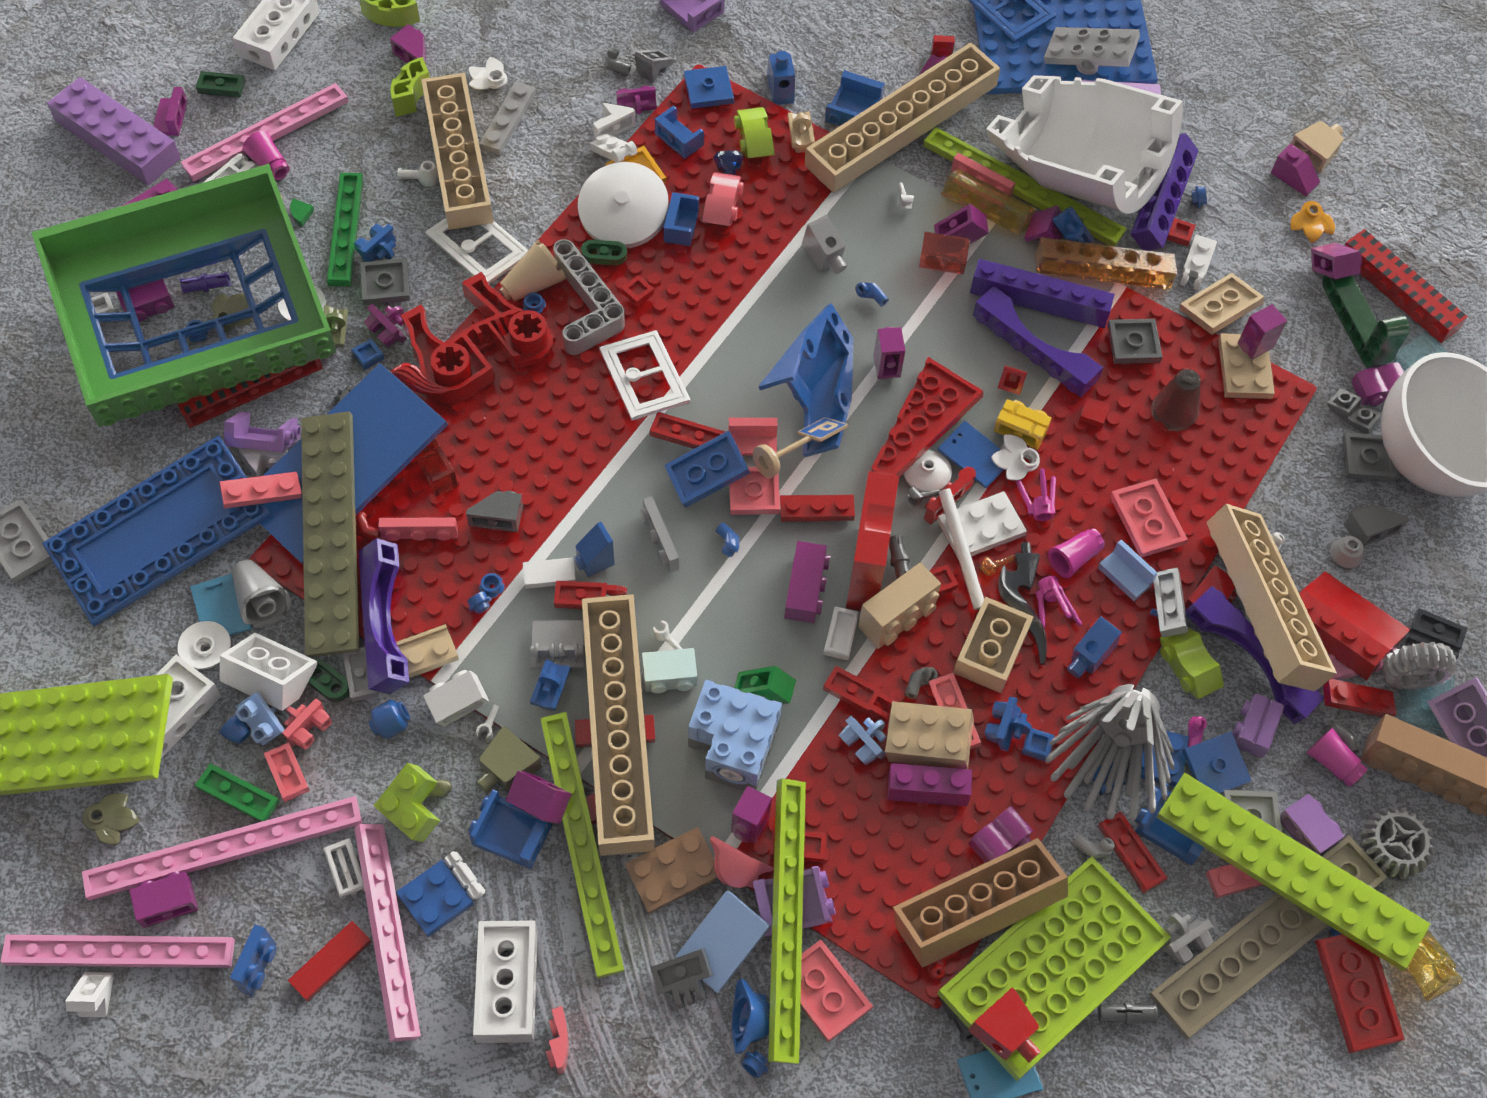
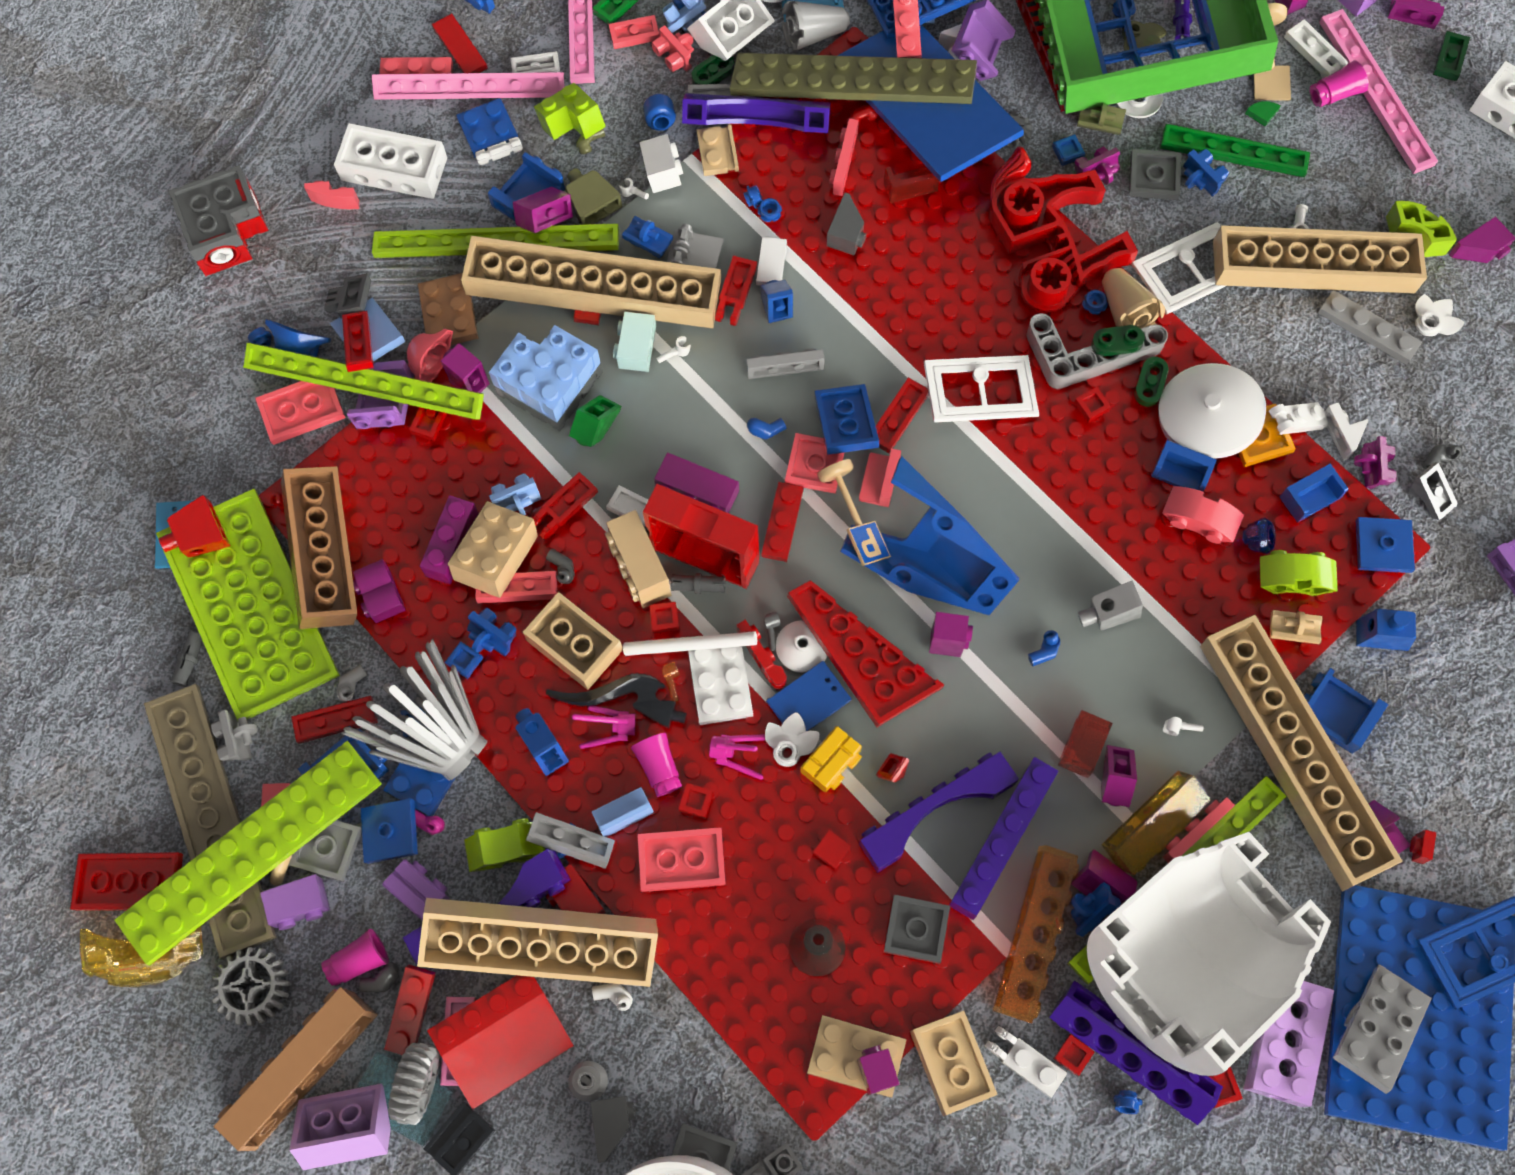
camera: 110 degrees right, 10 degrees up
(369, 1002) = (416, 65): none -> coral plate
(577, 270) = (1119, 340): none -> dark green plate
(744, 935) = (357, 341): none -> red tile
(1095, 517) = (695, 800): none -> red plate

